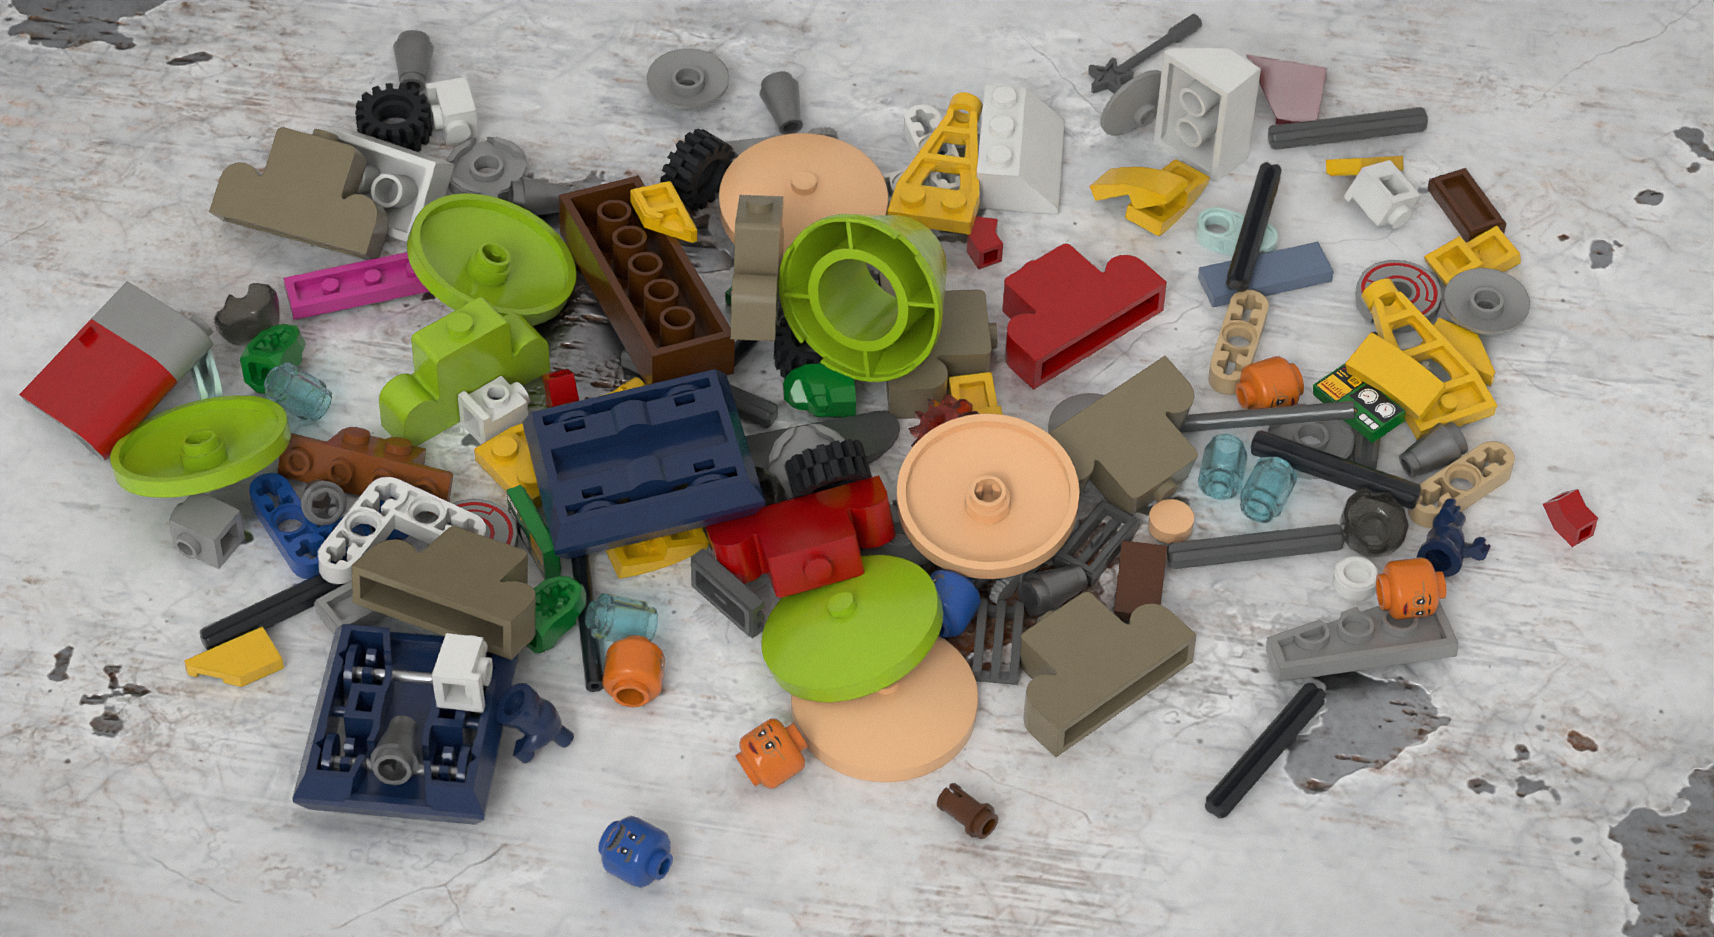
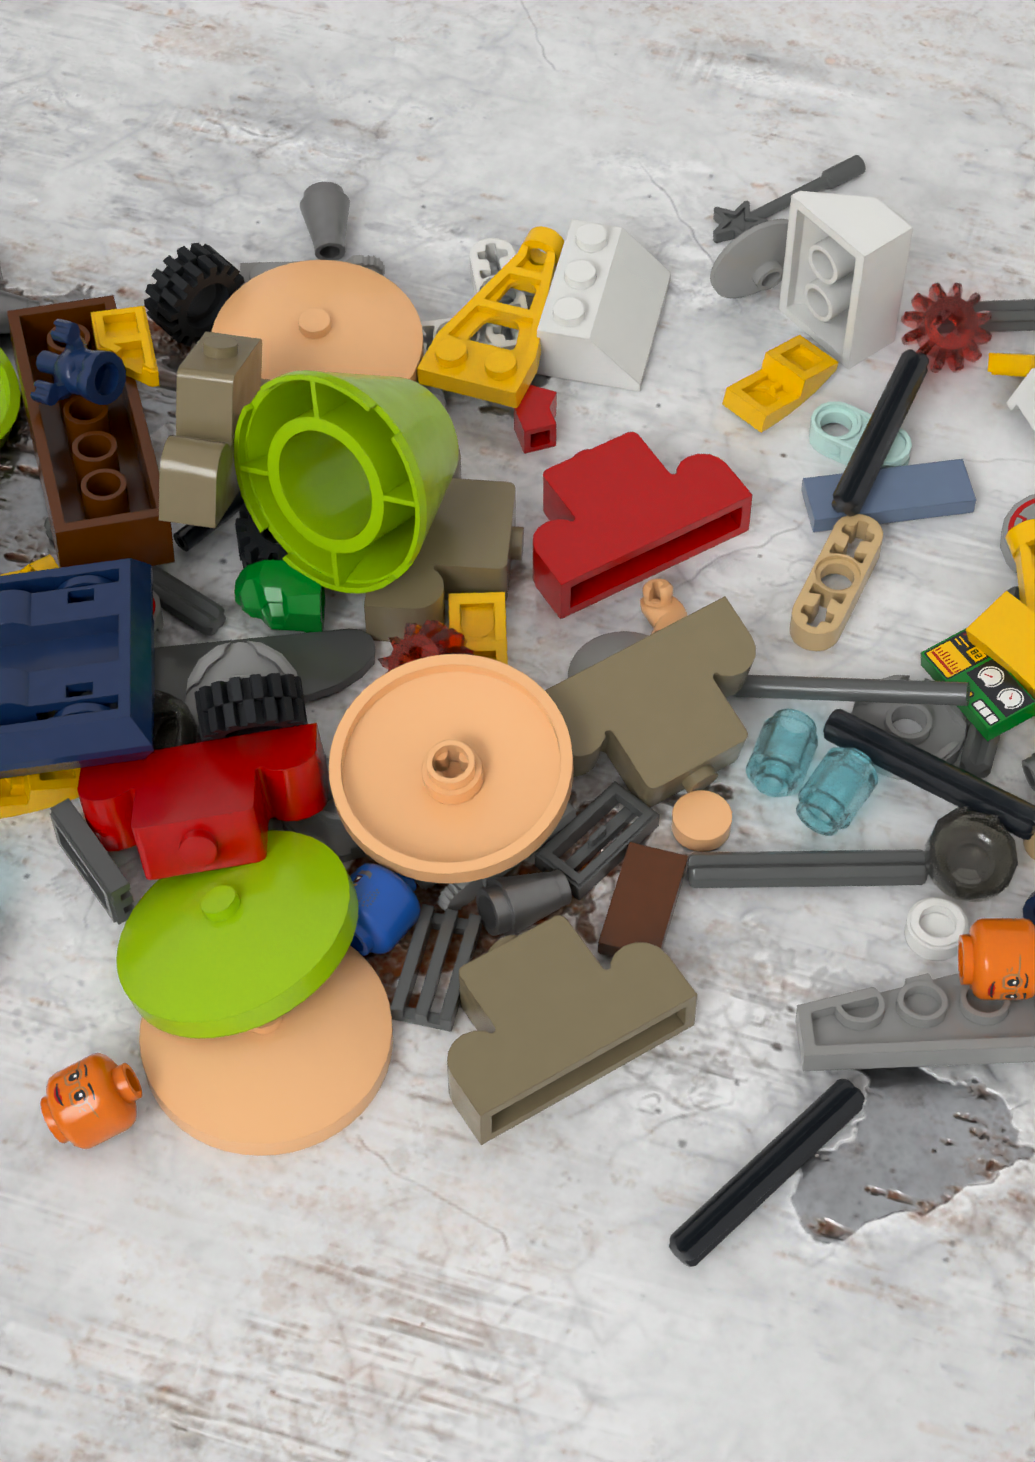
camera: 10 degrees right, 5 degrees up
(637, 233) = (78, 370): none -> dark blue piece
(687, 79) = (216, 181): light grey dish -> none
(976, 817) = (348, 1228): reddish brown pin -> none
(1108, 370) = (660, 605): none -> light nougat arm
(1143, 185) = (748, 364): yellow slope -> none
(1269, 384) = (865, 646): orange head -> none
(1291, 88) = (962, 254): slope -> none
(1302, 152) = (934, 311): none -> clear red gear

